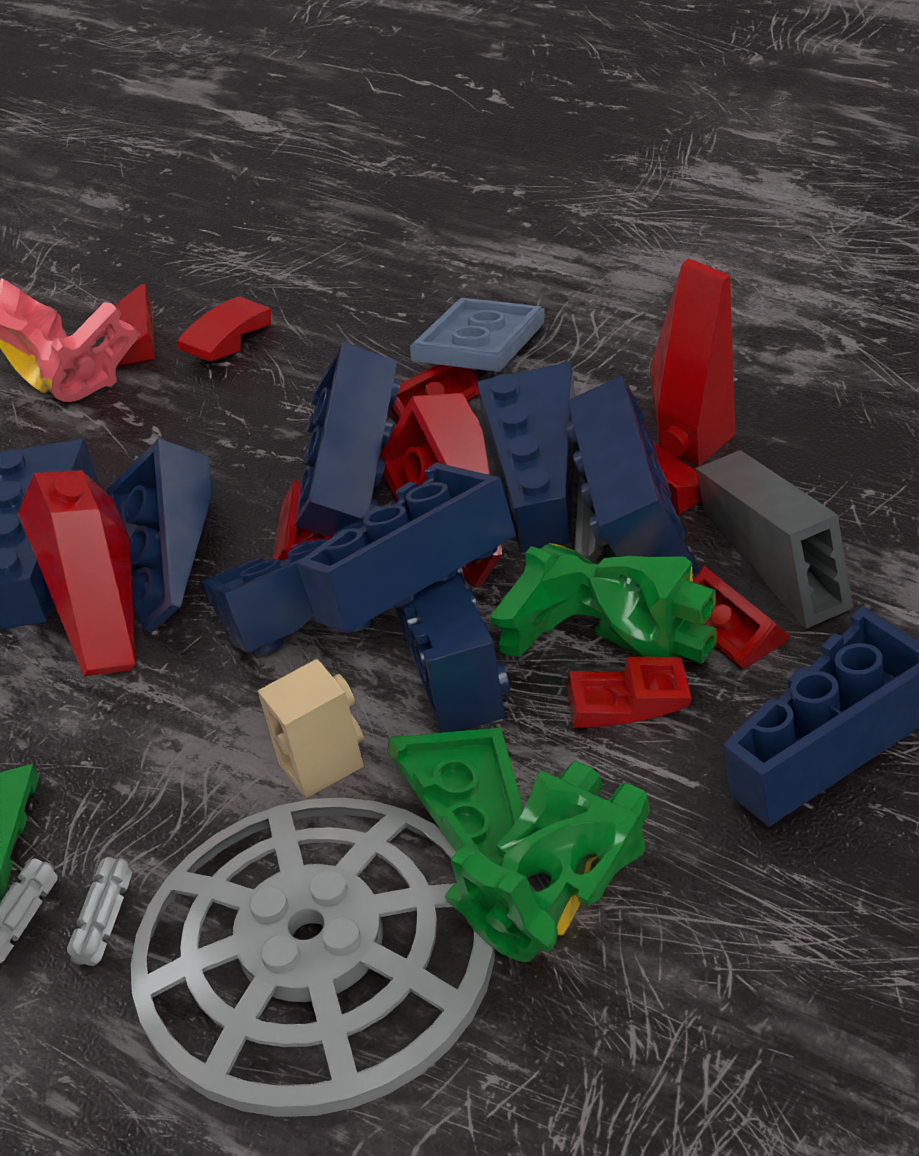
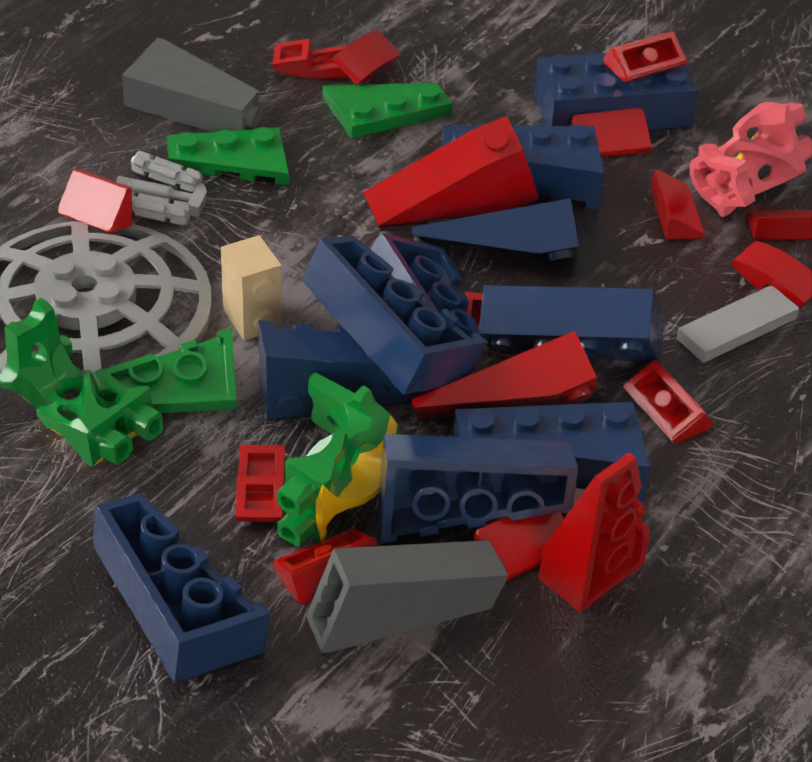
camera: 85 degrees right, 0 degrees up
(72, 867) = (196, 200): none -> light grey piece
(106, 415) = (675, 207): none -> red slope
(111, 960) = (97, 202): none -> slope
(292, 348) = (737, 323): none -> light grey tile
(478, 334) = (733, 428): sand blue tile -> none

